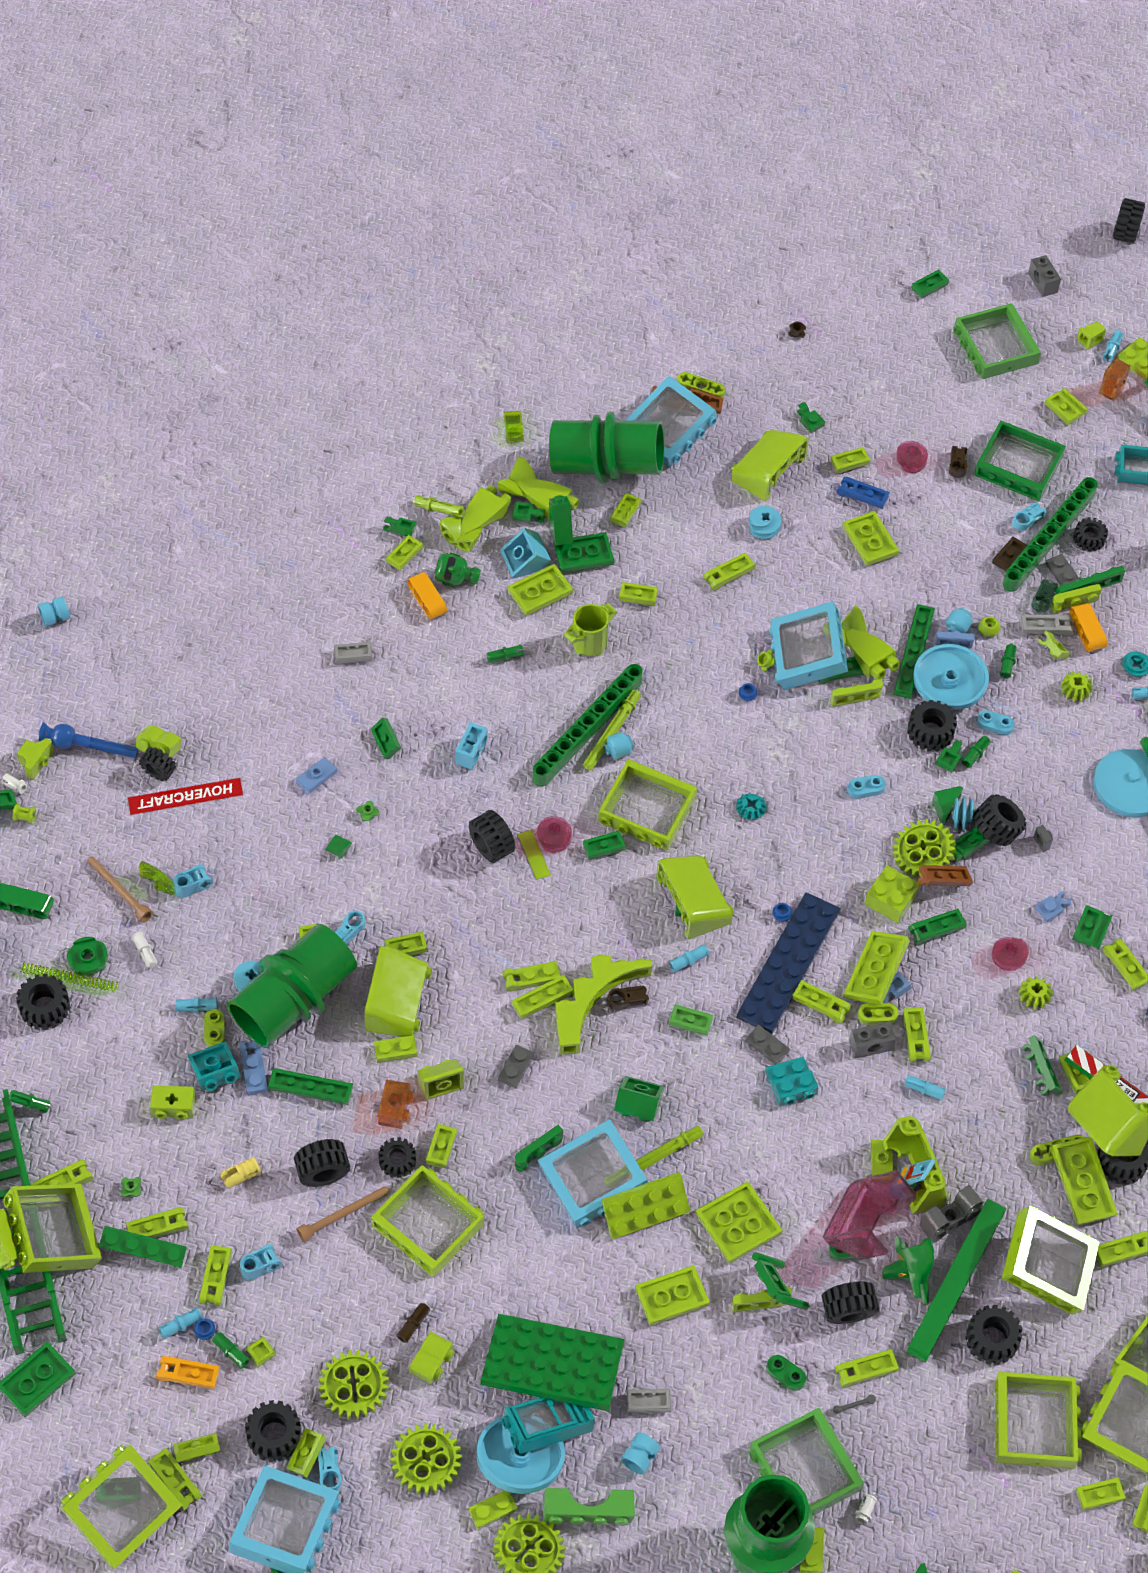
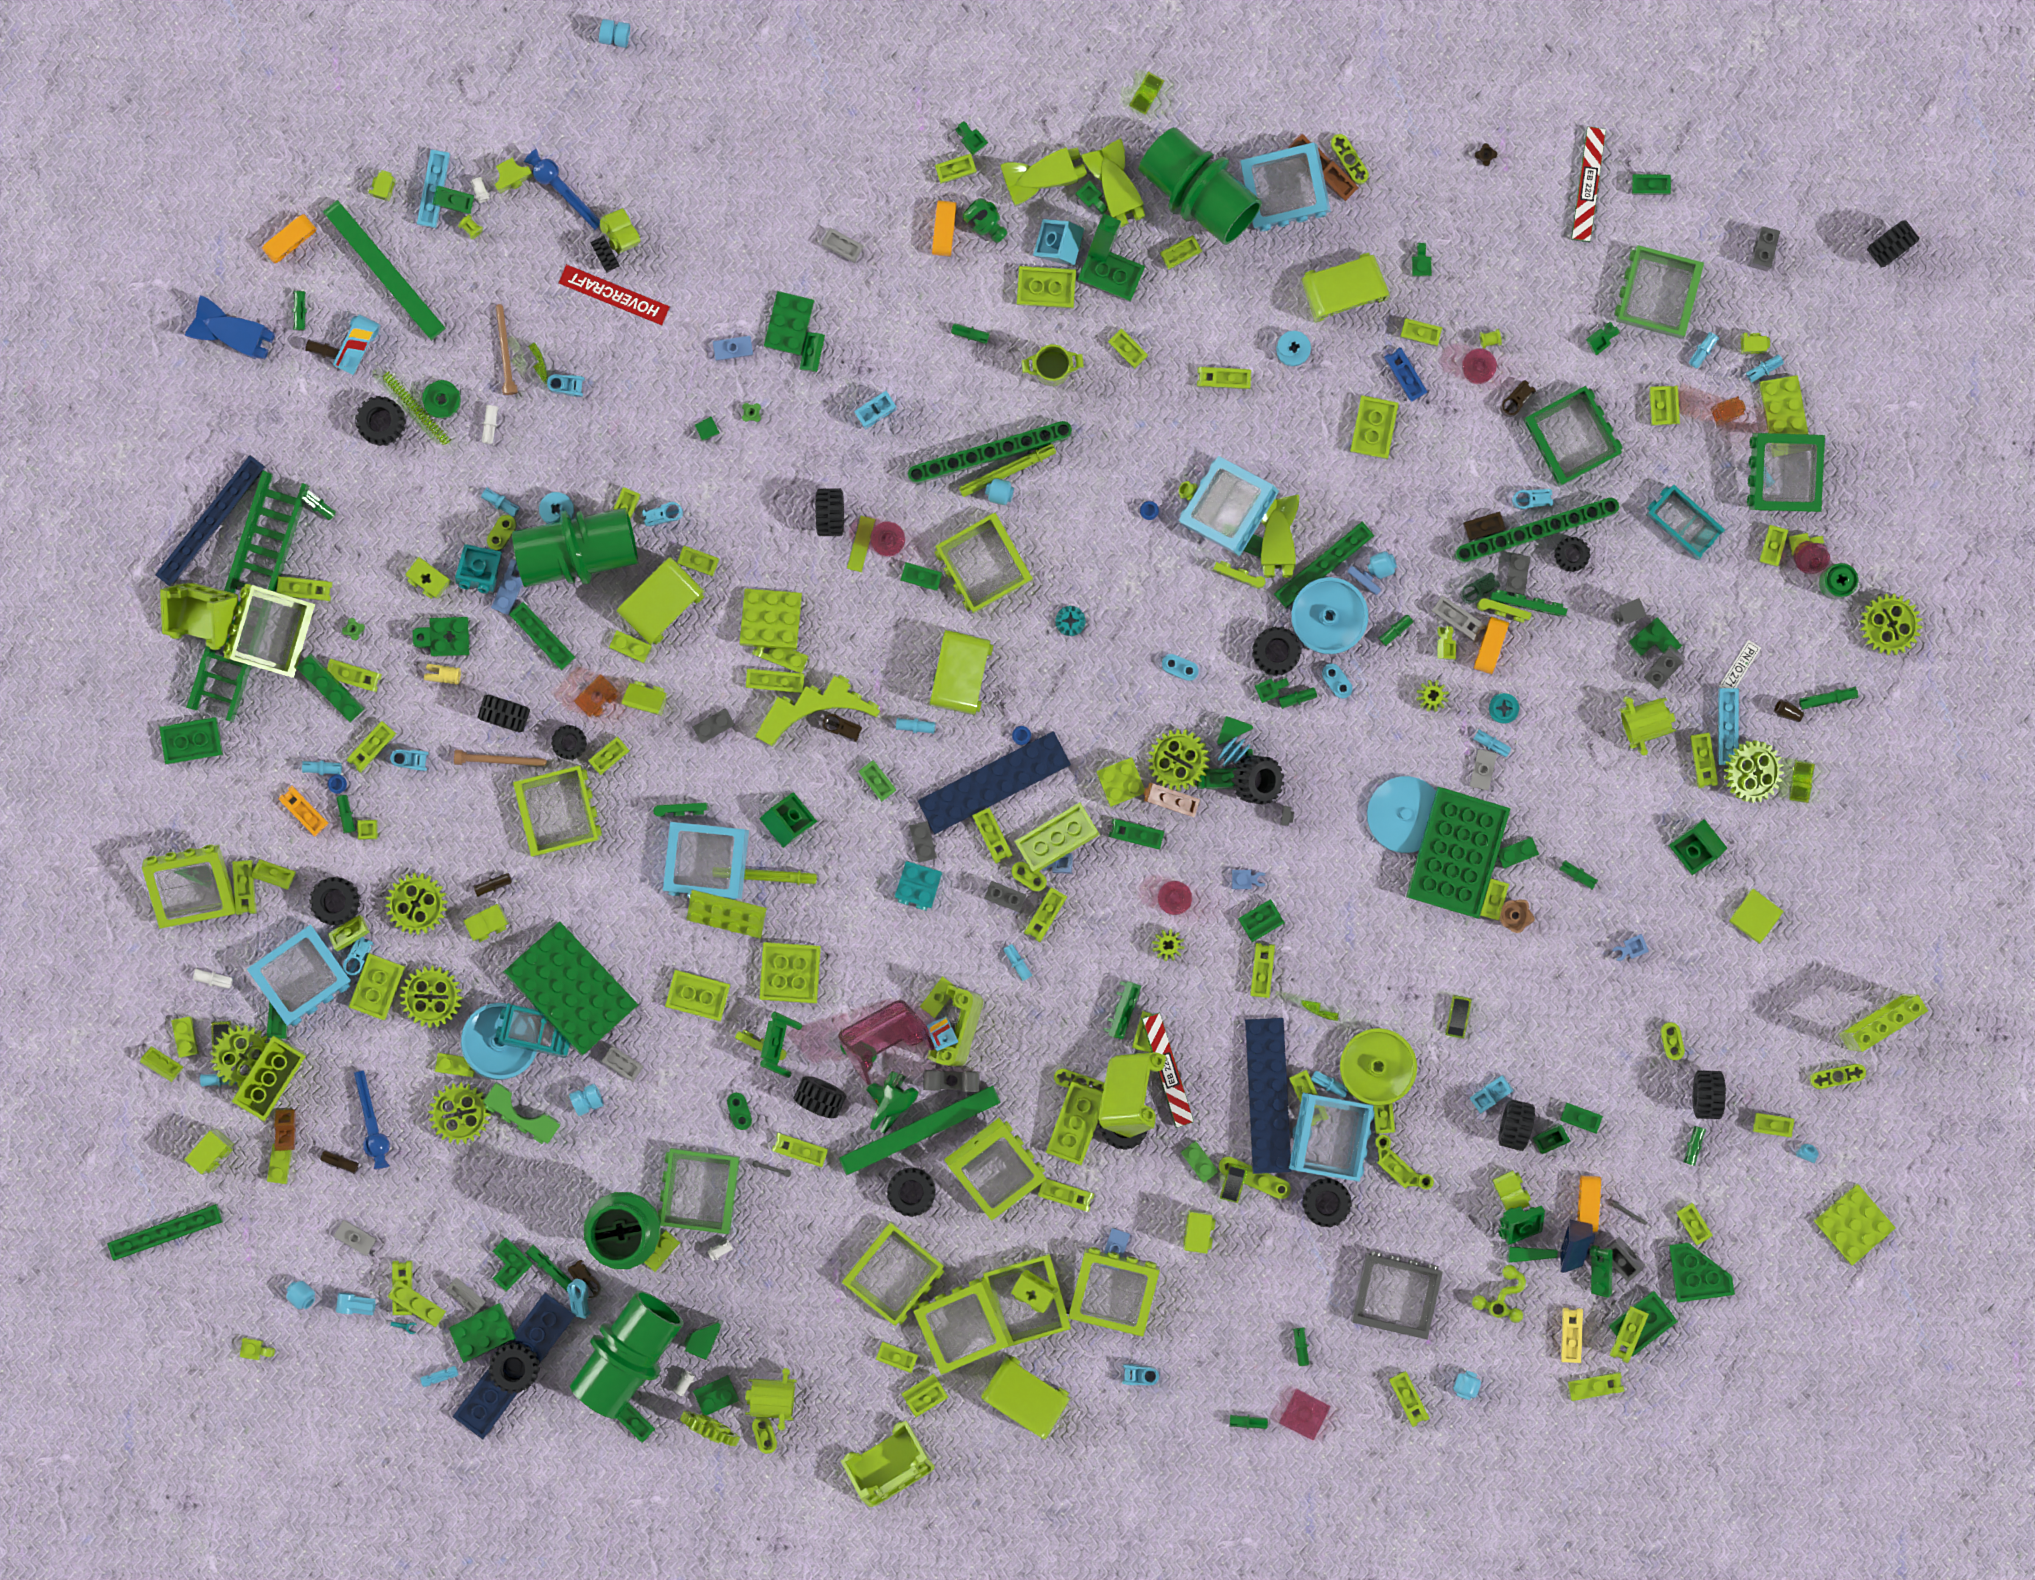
camera: 40 degrees right, 30 degrees up
(209, 1144) = (435, 634): none -> green plate
(350, 731) = (789, 323): none -> green plate
(367, 1485) = (377, 986): none -> lime plate
(432, 504) = (1013, 135): lime pin -> none
(502, 951) = (770, 619): none -> lime plate
(886, 309) = (1588, 184): none -> tile
(904, 435) = (1490, 338): none -> lime bush
(982, 391) = (1601, 338): none -> green plate
(985, 630) = (1401, 585): lime plate -> none
(1060, 358) = (1703, 350): none -> medium azure axle

